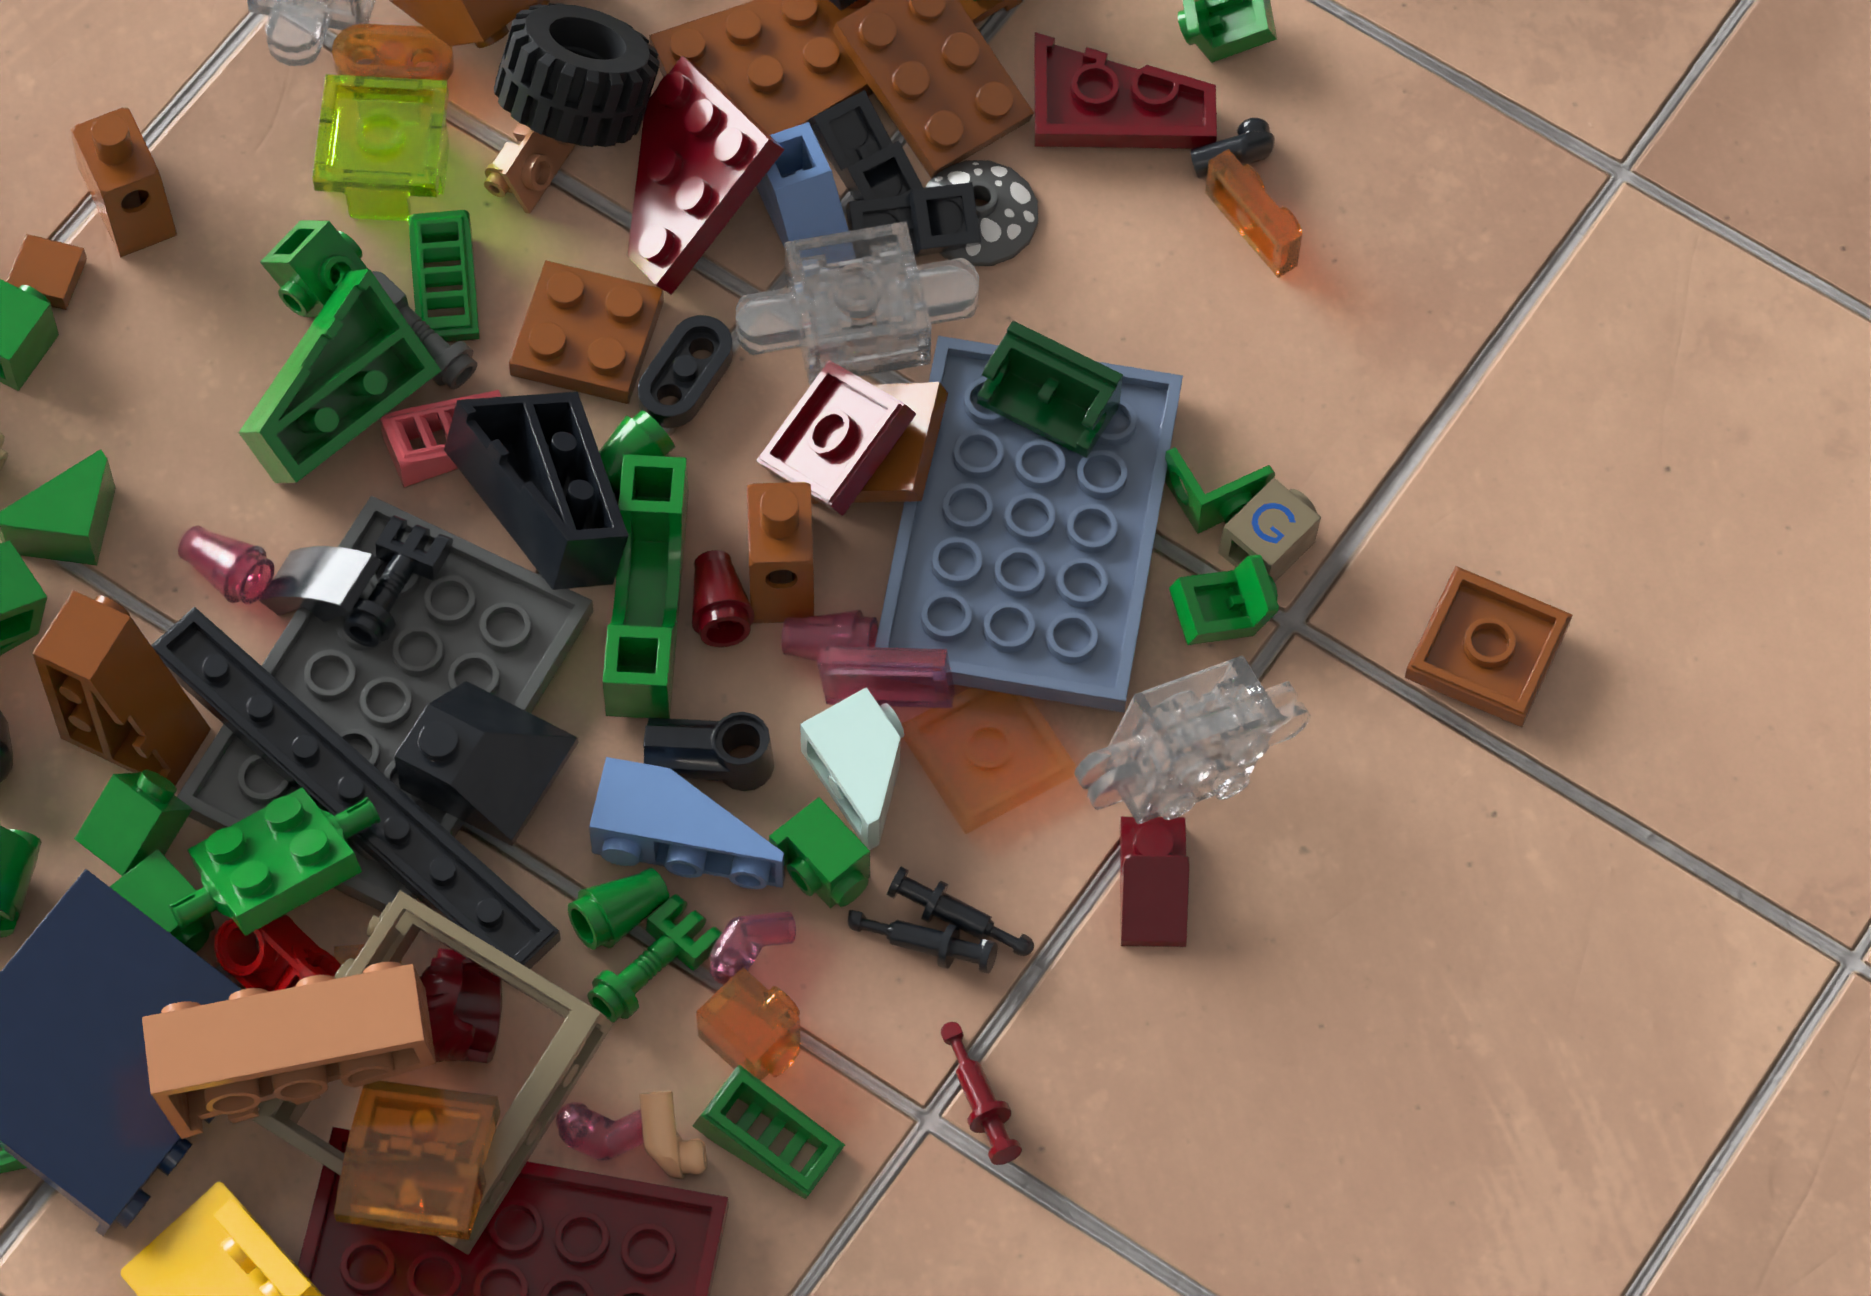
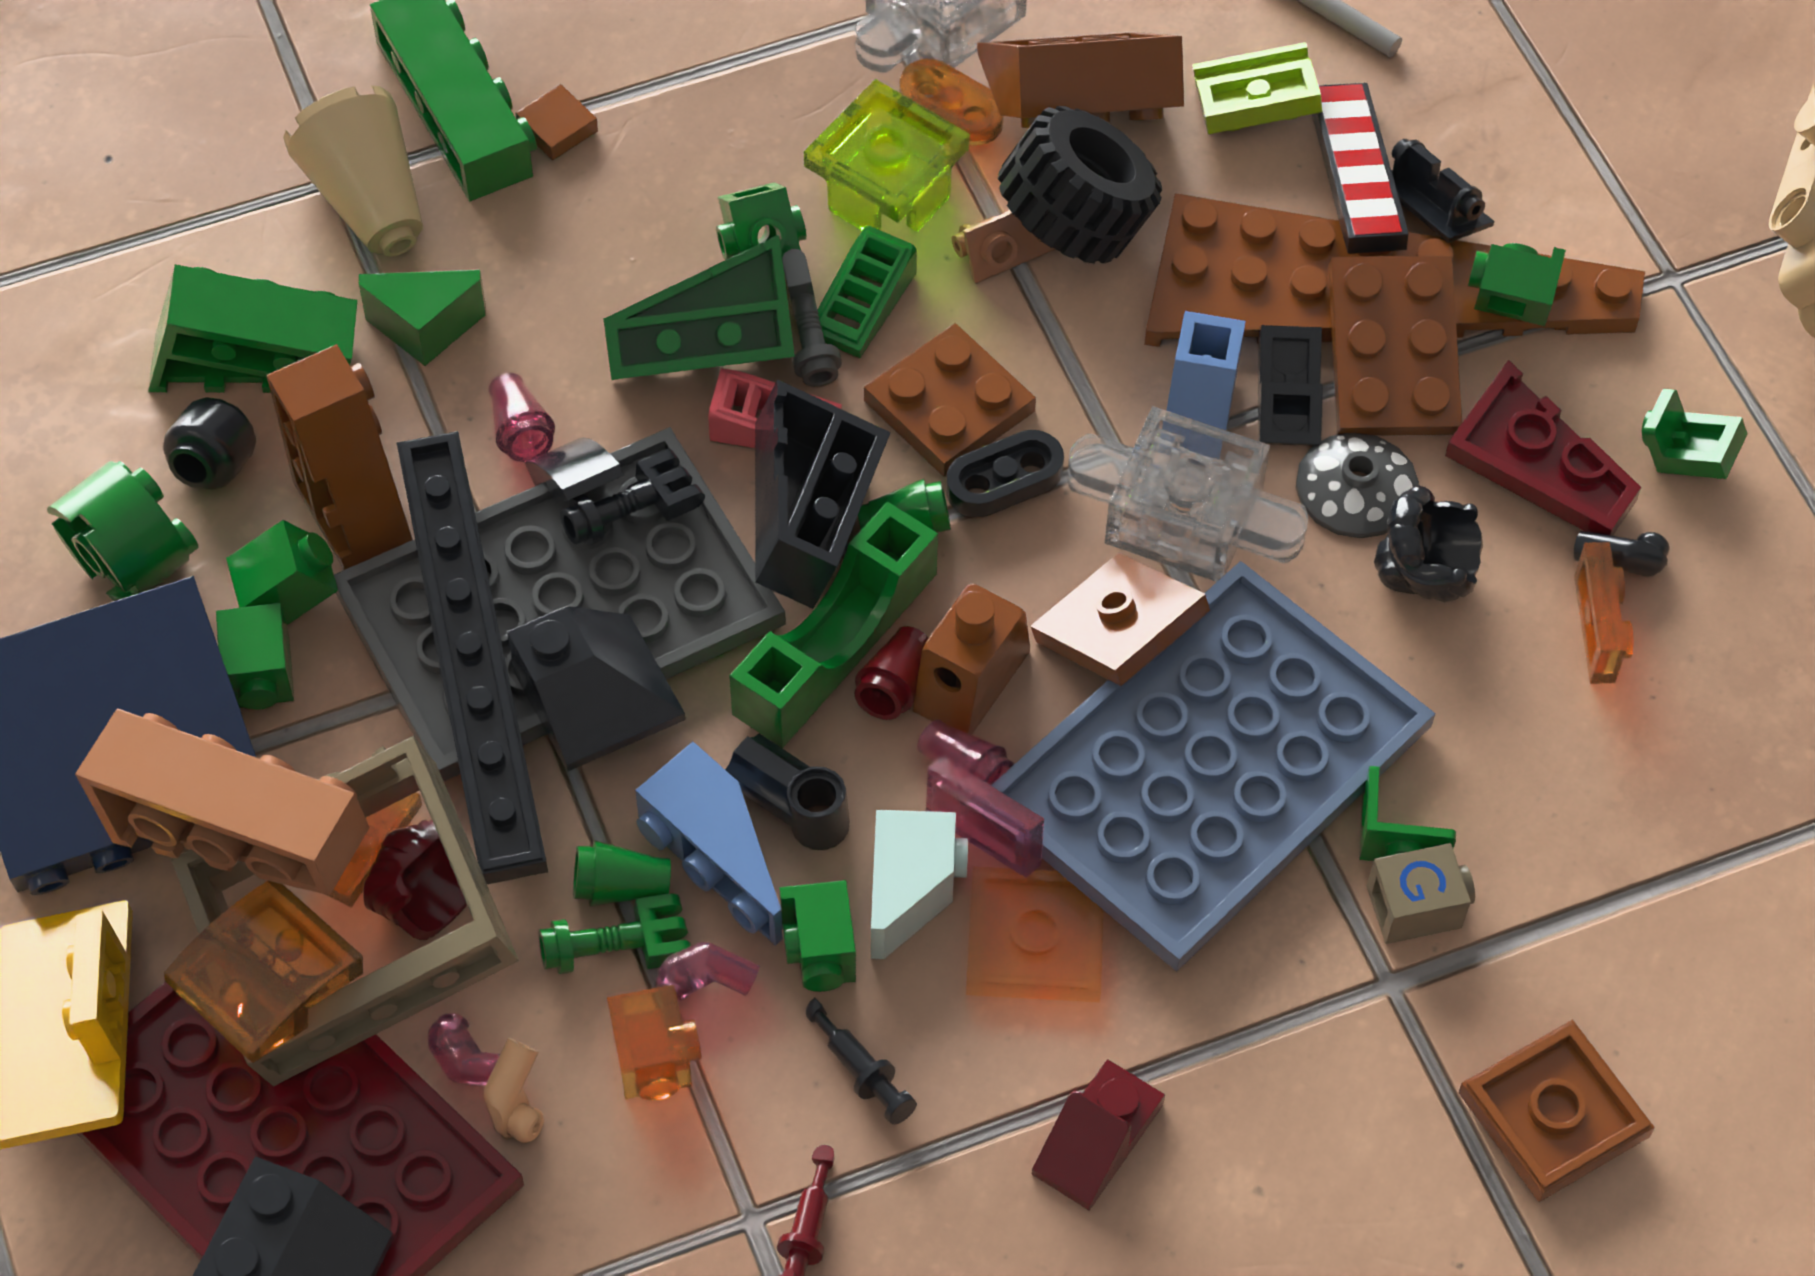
camera: 35 degrees right, 5 degrees down
(113, 164) = (663, 55): dark orange torso -> none
(273, 861) = (357, 664): green plate -> none
(282, 957) = (306, 734): red piece -> none
(692, 172) = (1128, 312): dark red plate -> none
(737, 1141) = (585, 1091): green slope -> none
(836, 436) = (1085, 592): tile -> none
(936, 217) = (1300, 460): black slope -> none
(955, 912) = (894, 1039): black piece -> none
(1050, 389) = (1300, 655): dark green hinge -> none
(1085, 236) = (1430, 547): none -> black hair
(1191, 741) = (1205, 1025): clear brick -> none
(1225, 602) = (1333, 928): green bracket -> none

